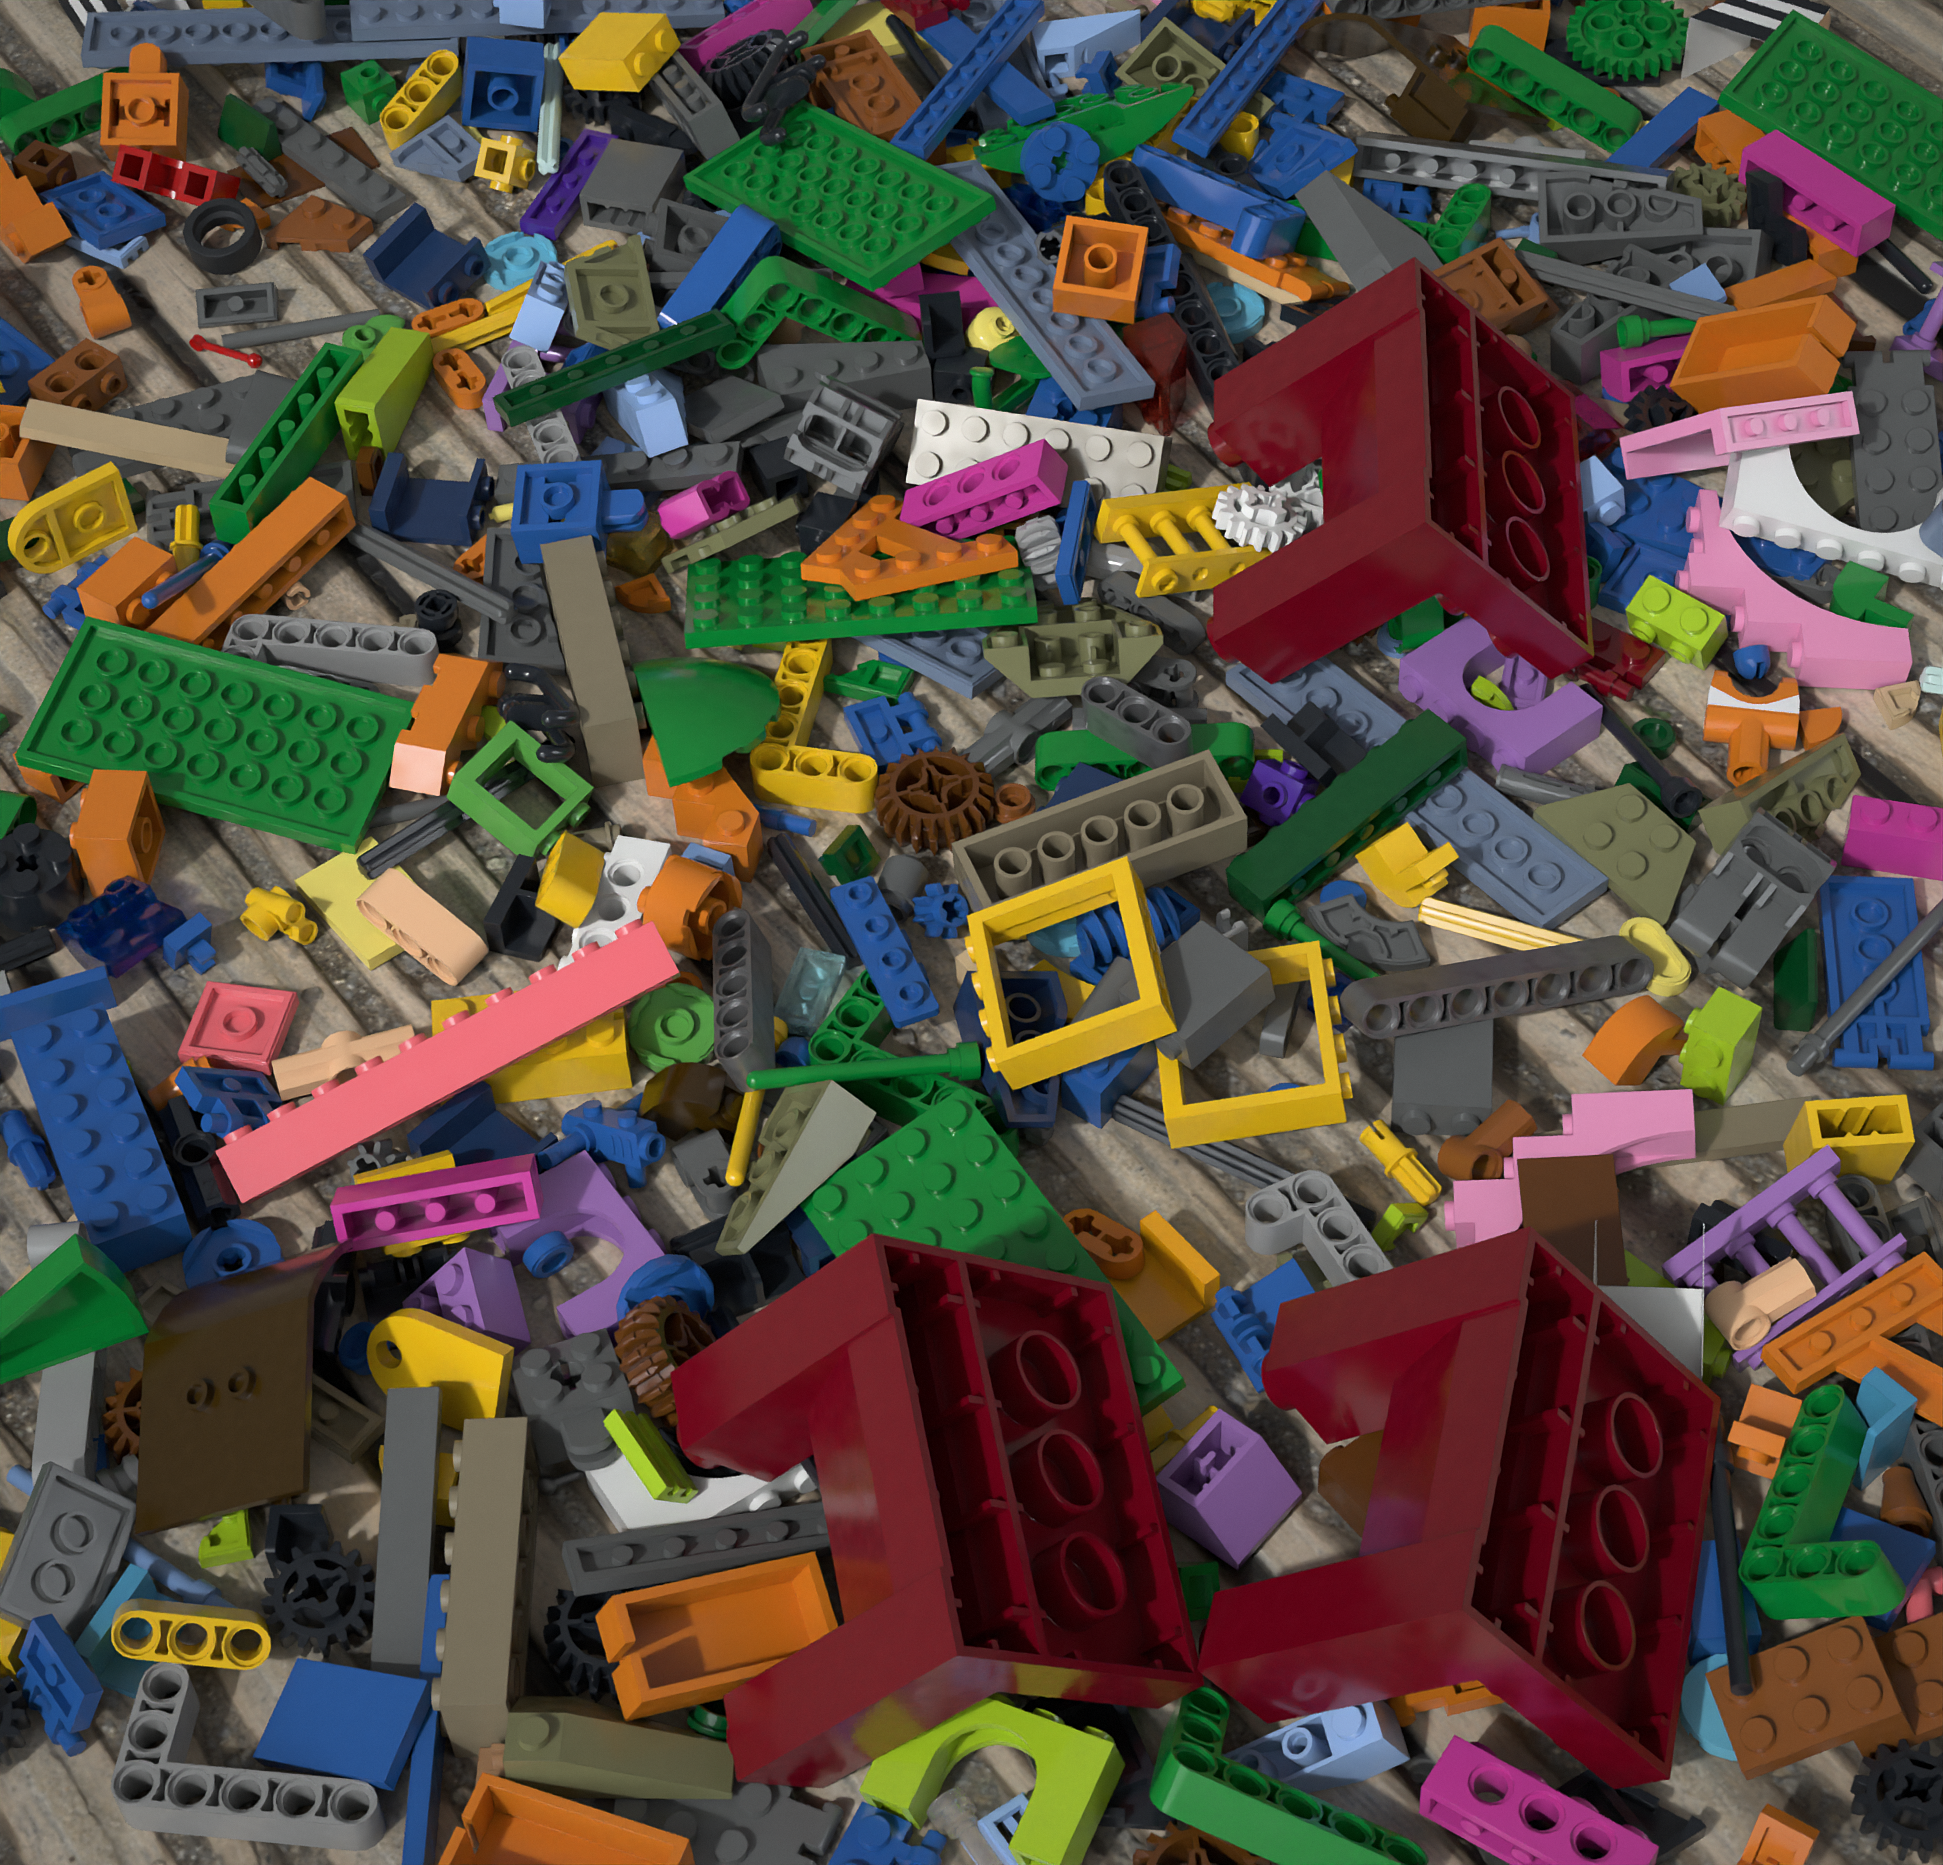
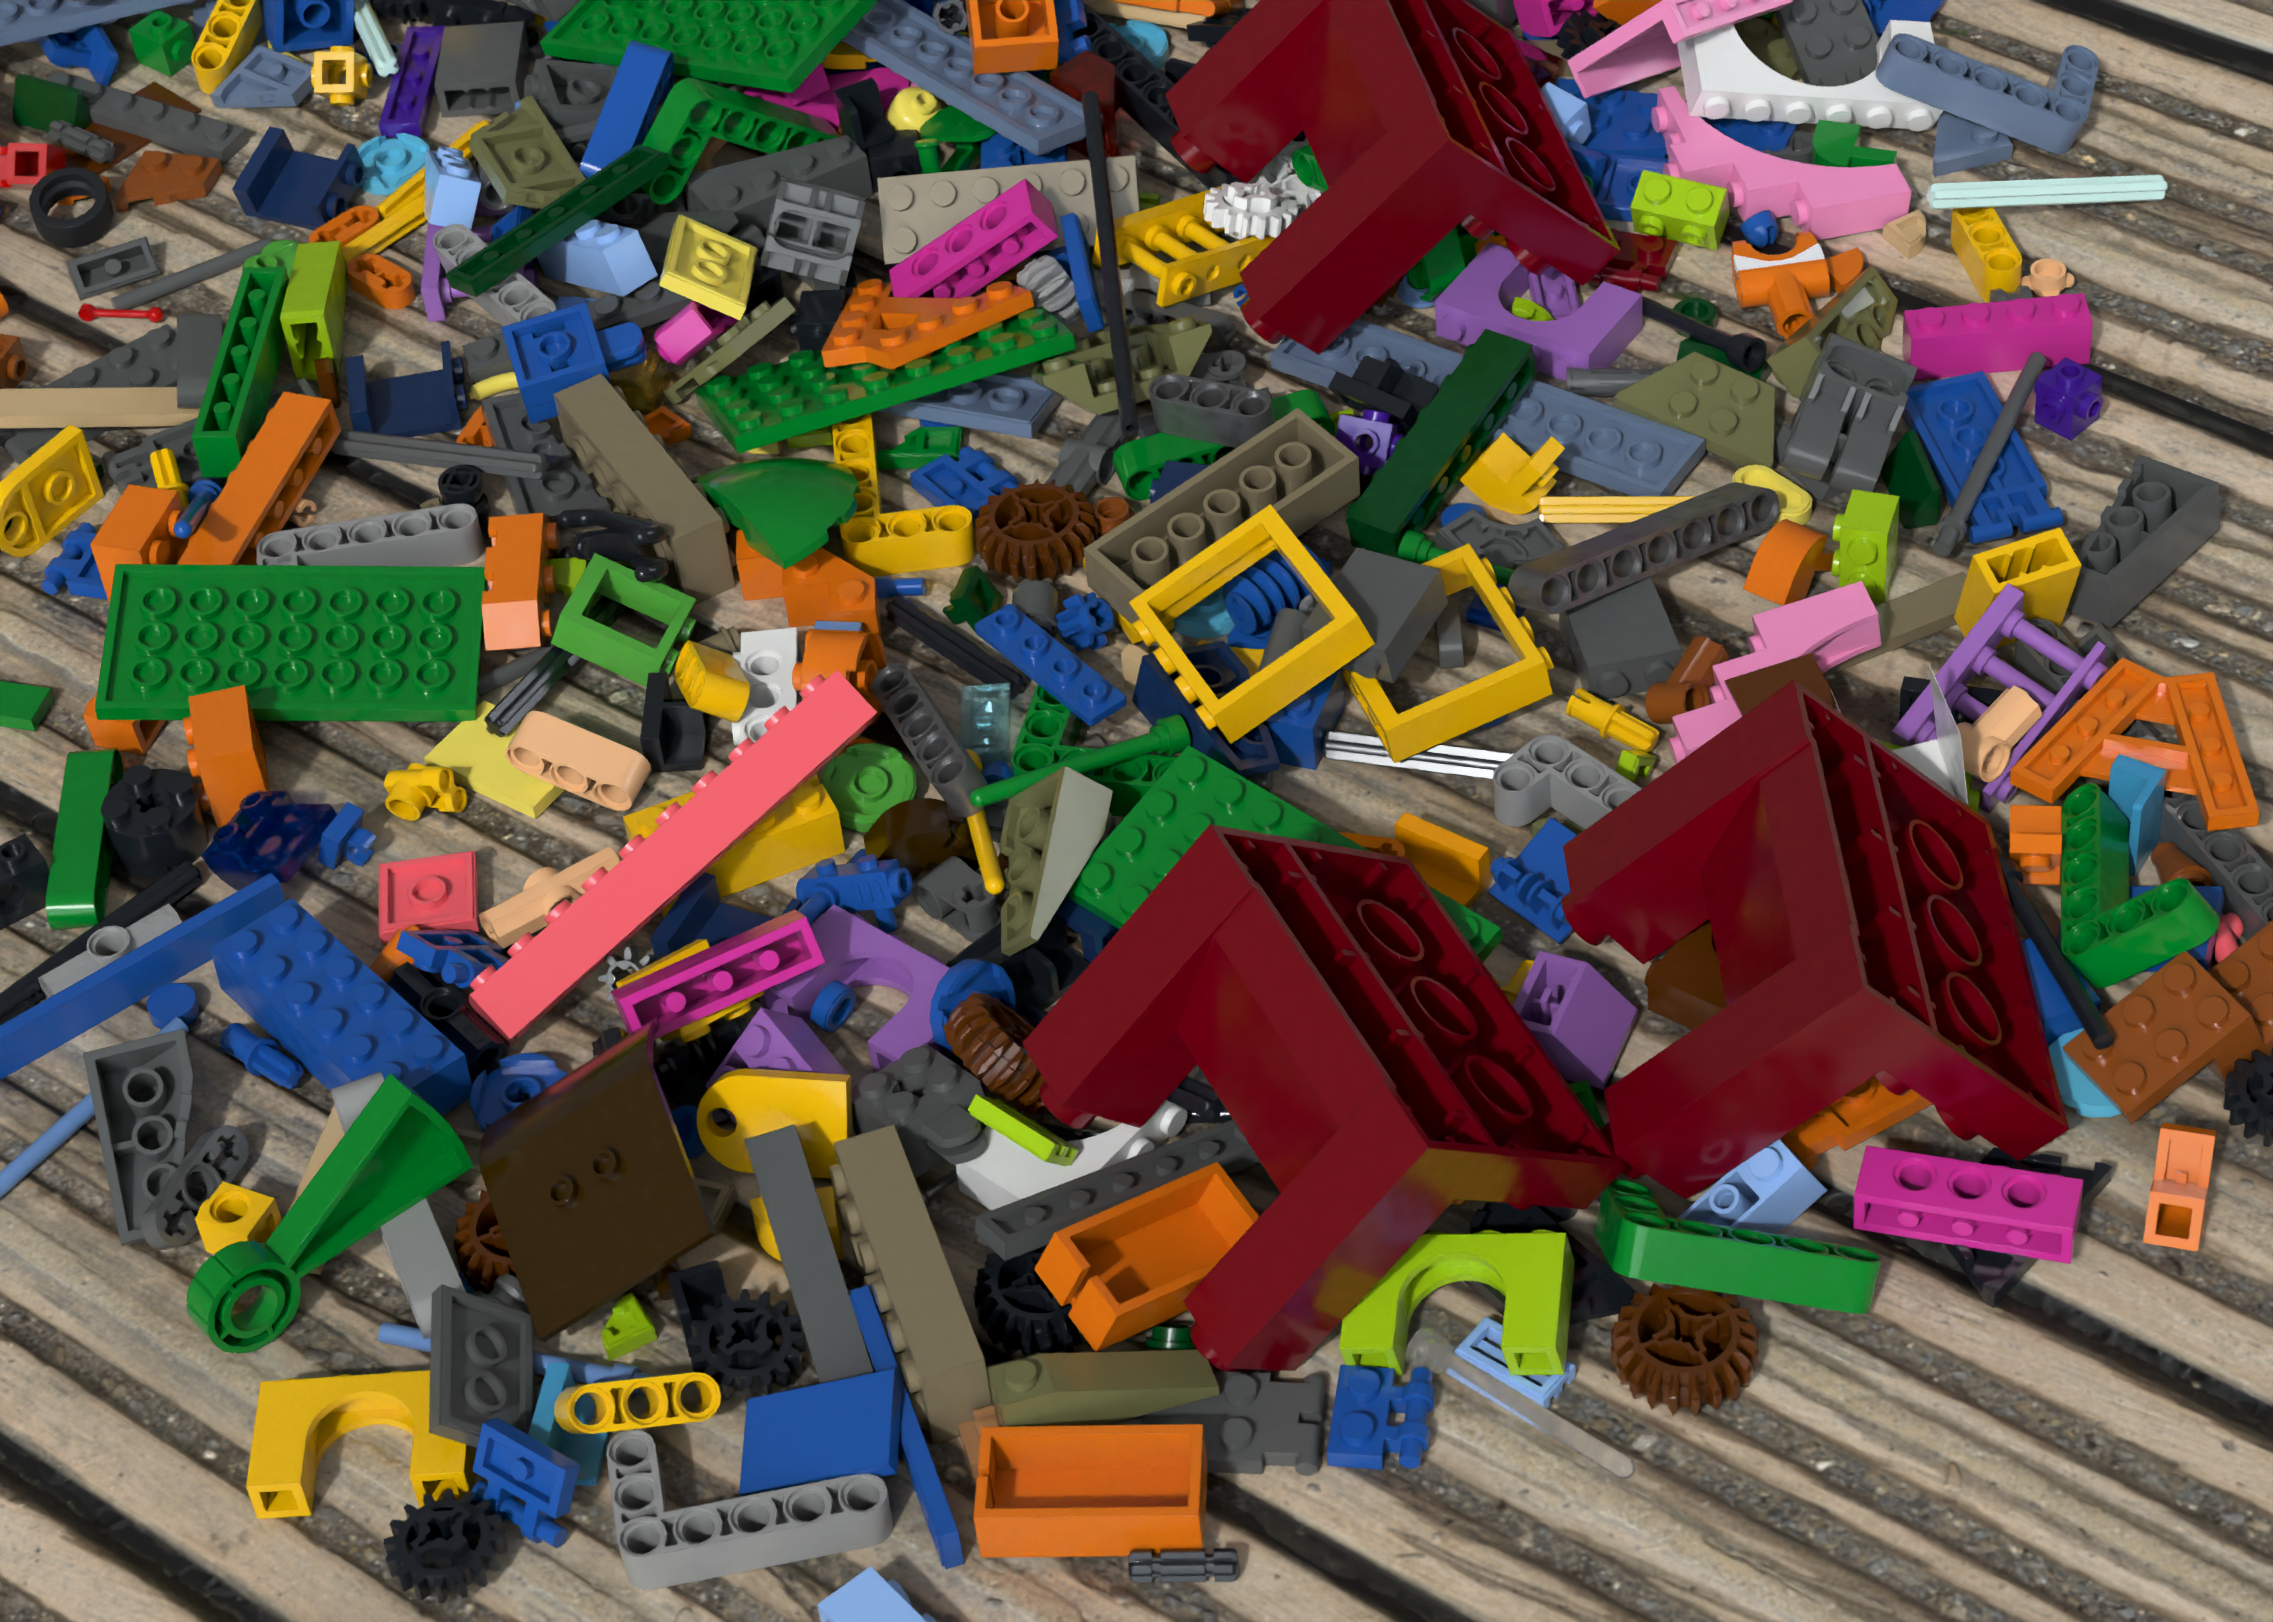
camera: 15 degrees left, 5 degrees down
(731, 450) = (709, 267): none -> light yellow tile
(1096, 547) = (1110, 264): none -> black piece

